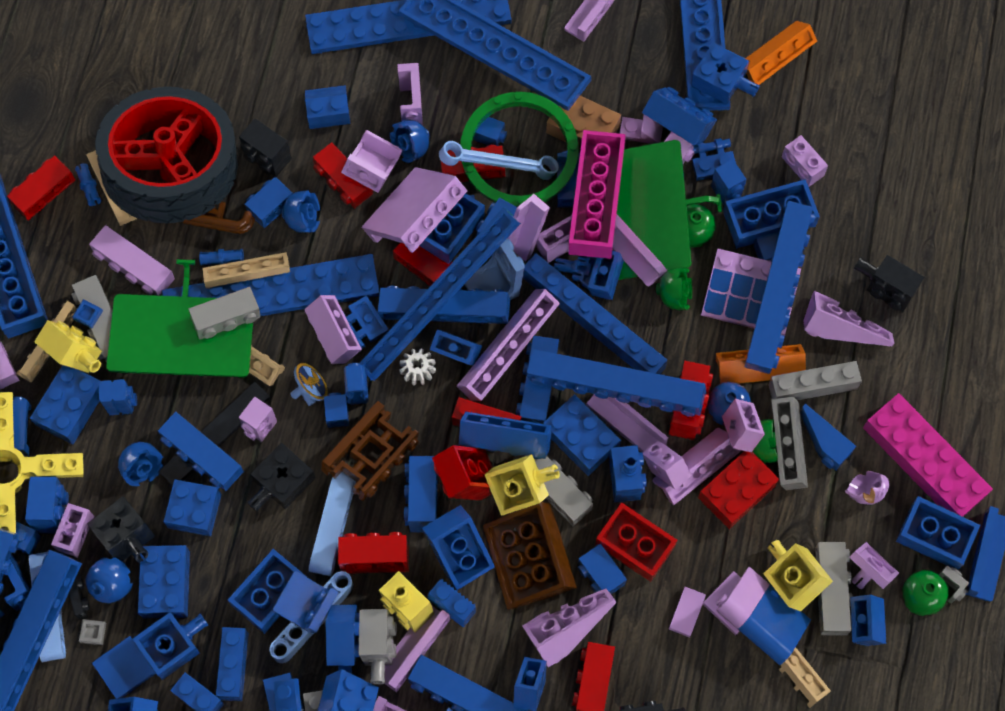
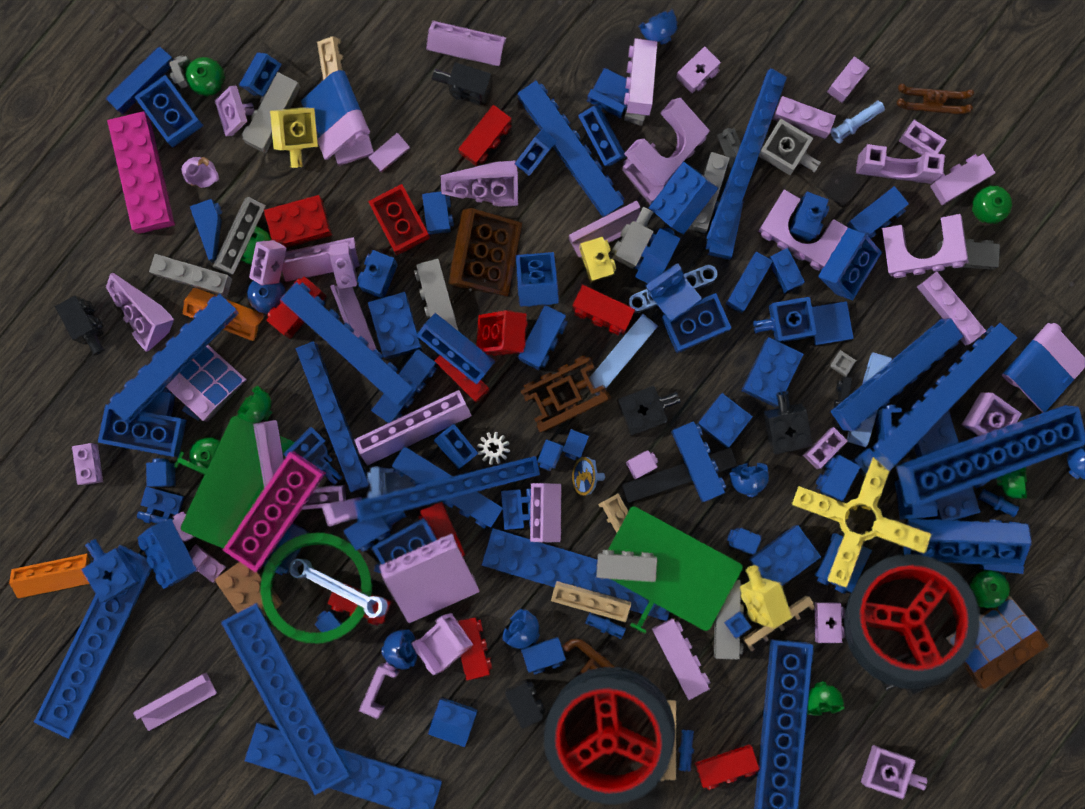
camera: 150 degrees left, 15 degrees up
(108, 580) = (815, 392): blue cylinder -> none
(452, 602) = (561, 245): blue brick -> none
(519, 484) = (465, 304): light yellow brick -> none

